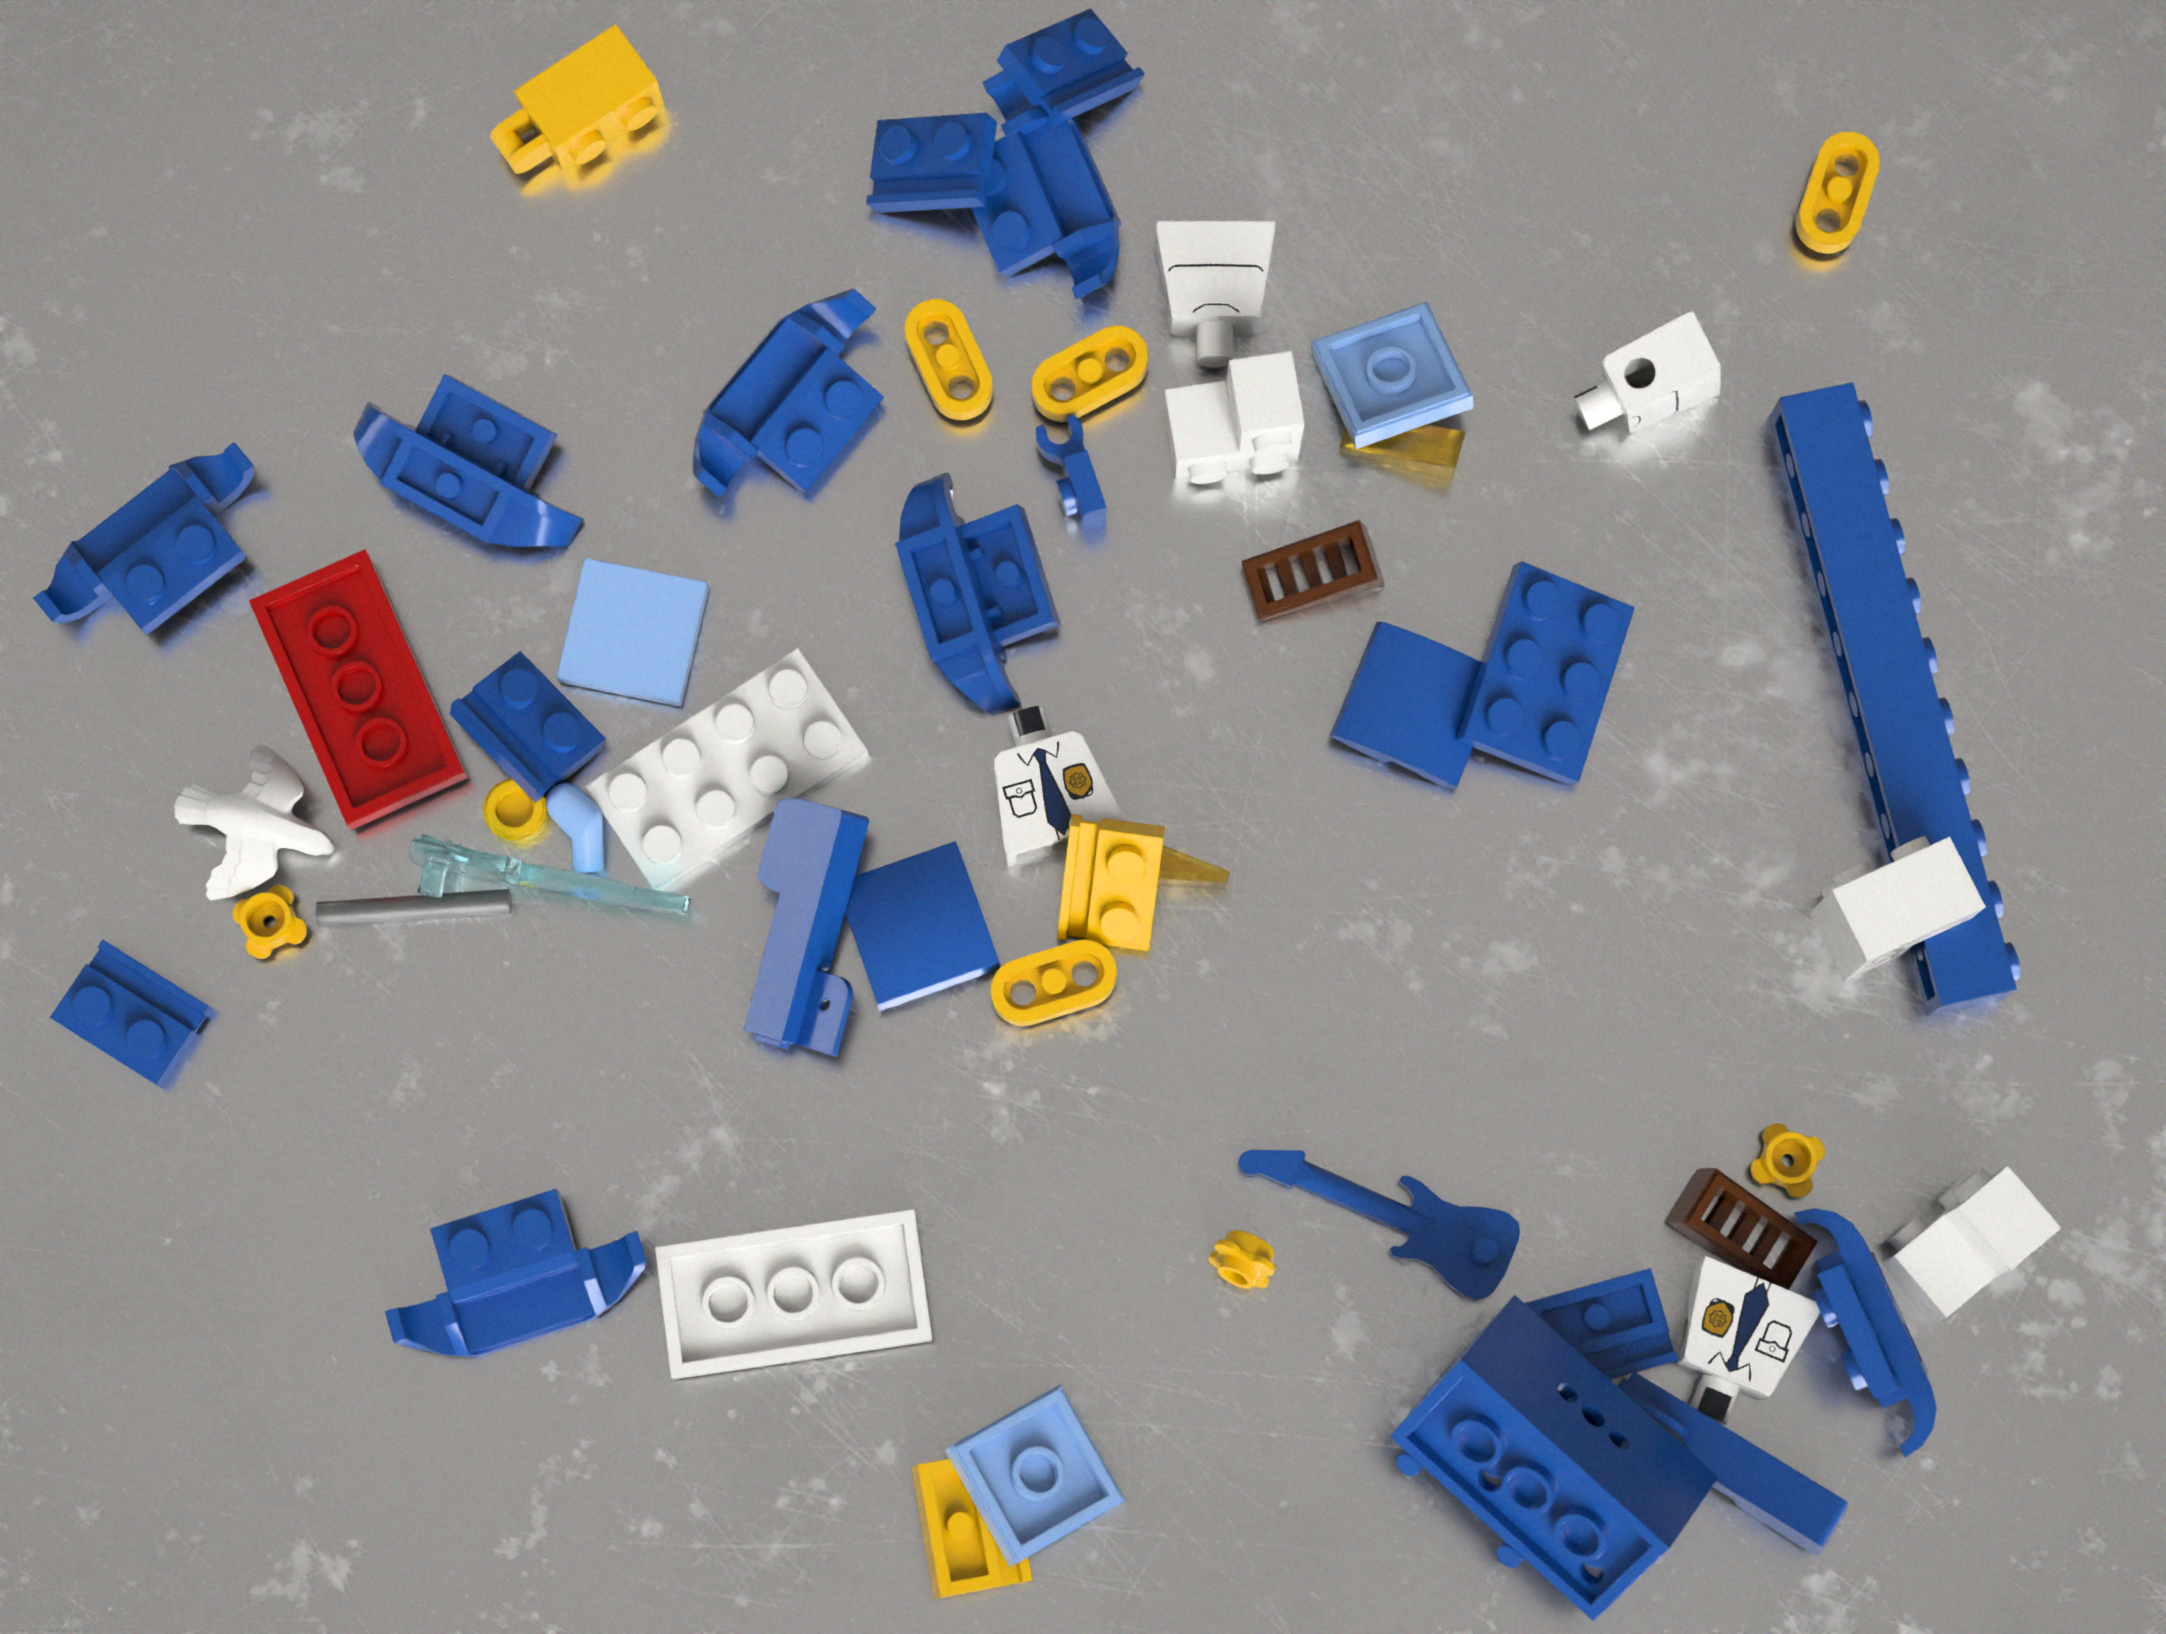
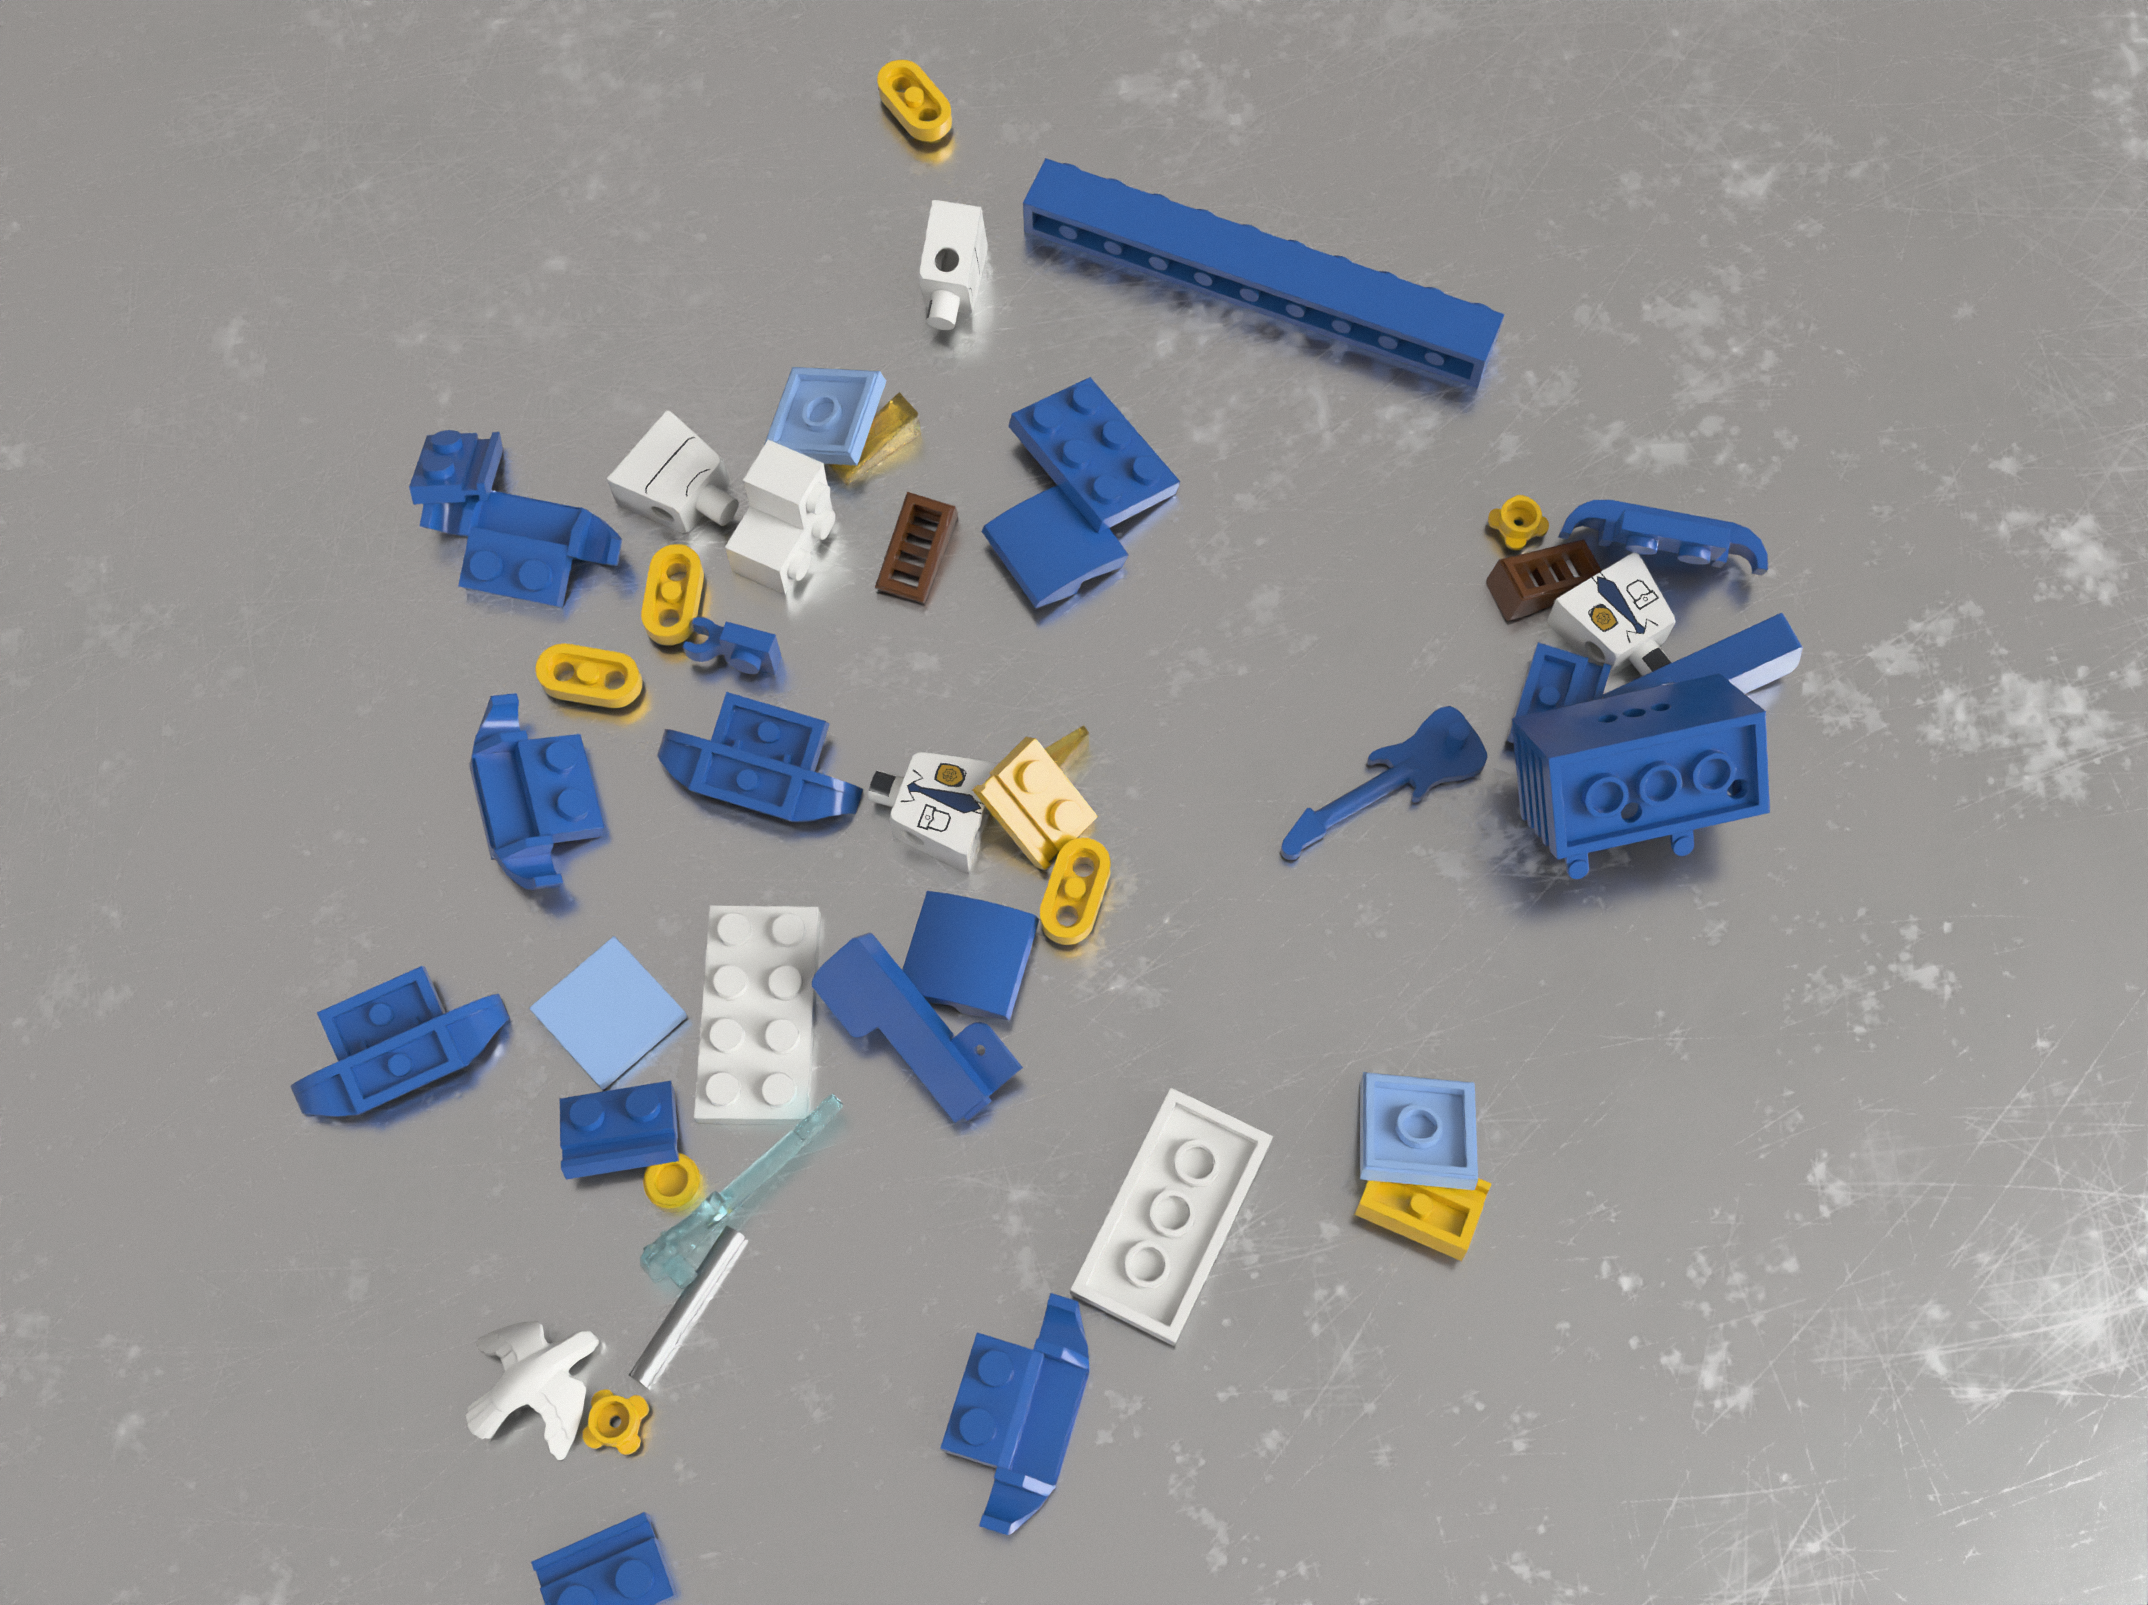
camera: 55 degrees left, 10 degrees down
(156, 546) = (266, 1315): blue plate -> none
(358, 689) = (494, 1235): red plate -> none
(580, 104) = (205, 794): yellow brick -> none
(581, 822) = (718, 1137): light blue arm -> none
(931, 162) = (446, 595): blue plate -> none
(1243, 1259) = (1357, 892): yellow plate -> none
(1887, 911) = (1403, 353): white brick -> none
(1980, 1234) = (1648, 439): white brick -> none

